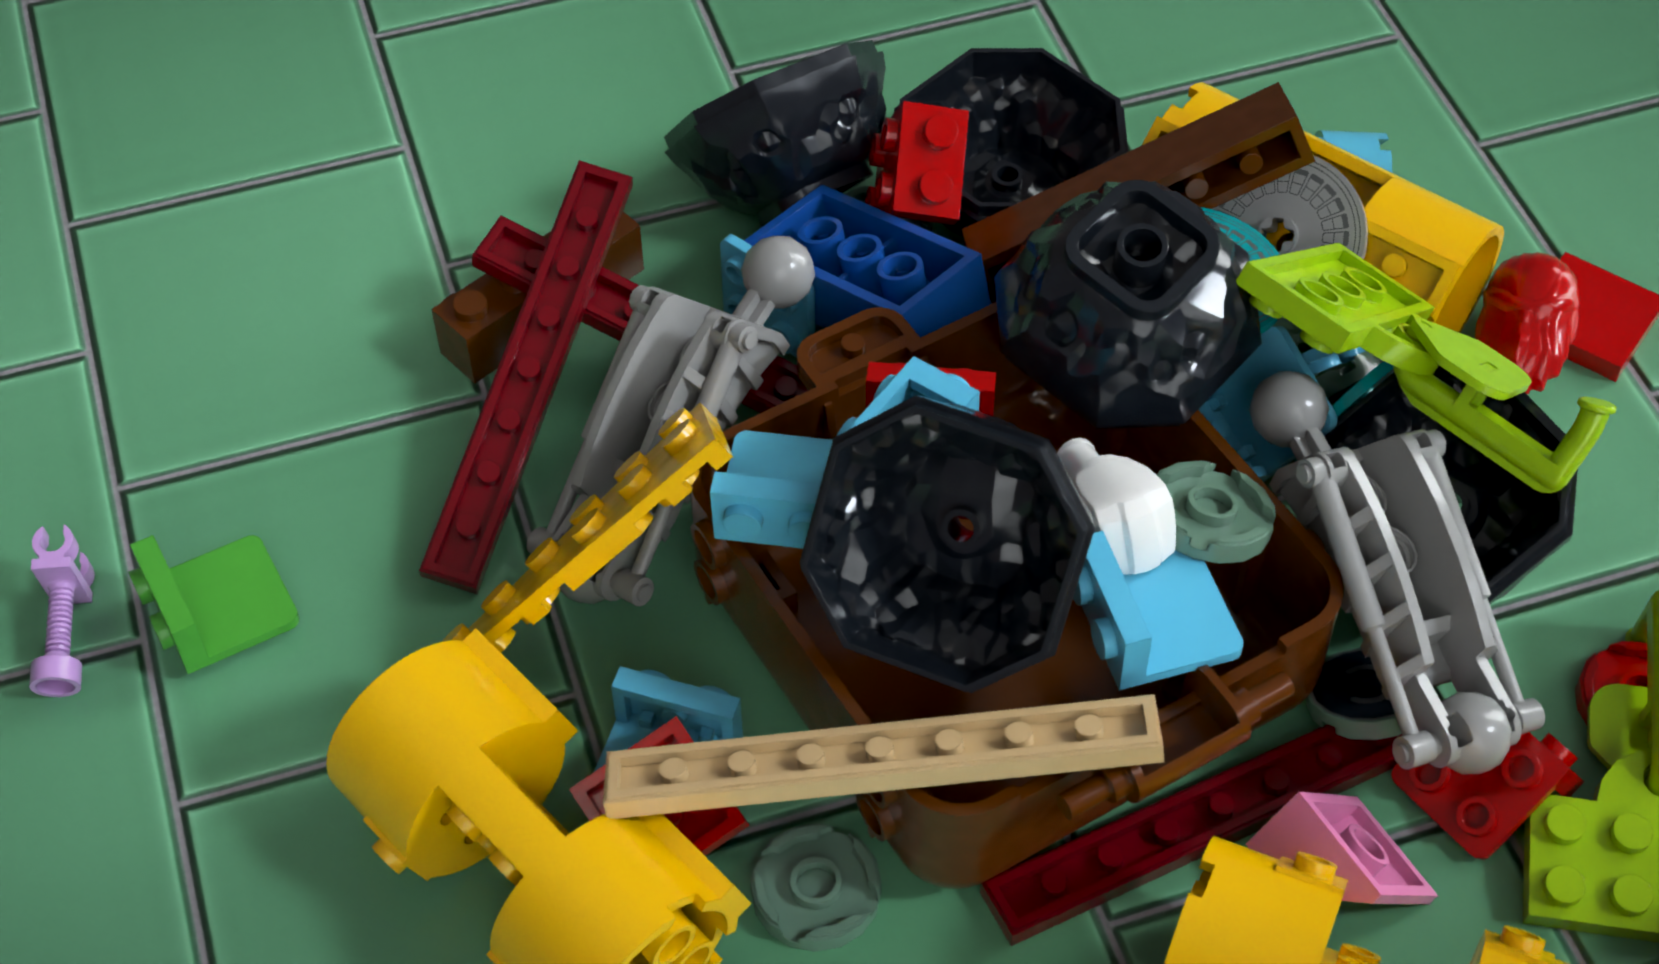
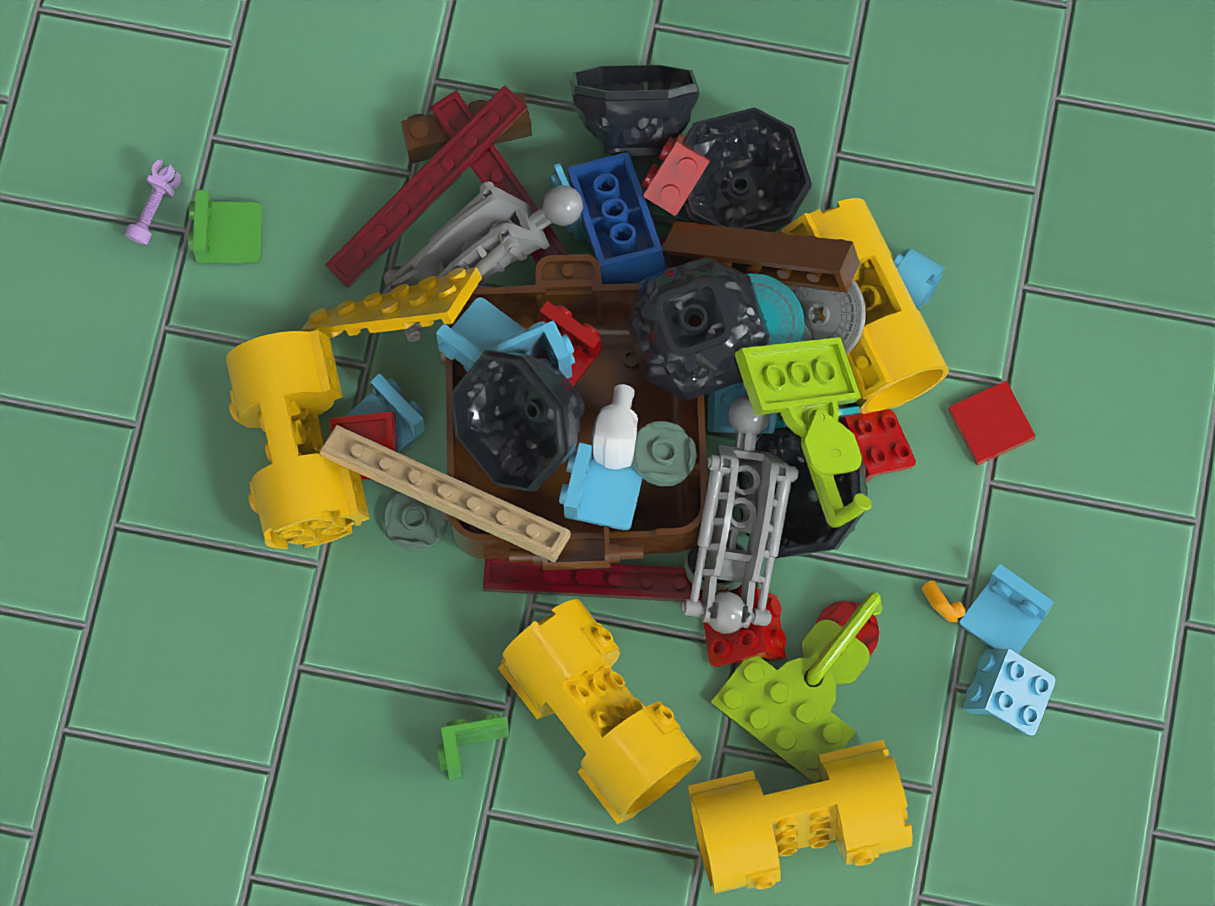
camera: 30 degrees right, 20 degrees up
(1351, 838) = (647, 632): bright pink slope -> none
(1531, 314) = (945, 413): red hair -> none

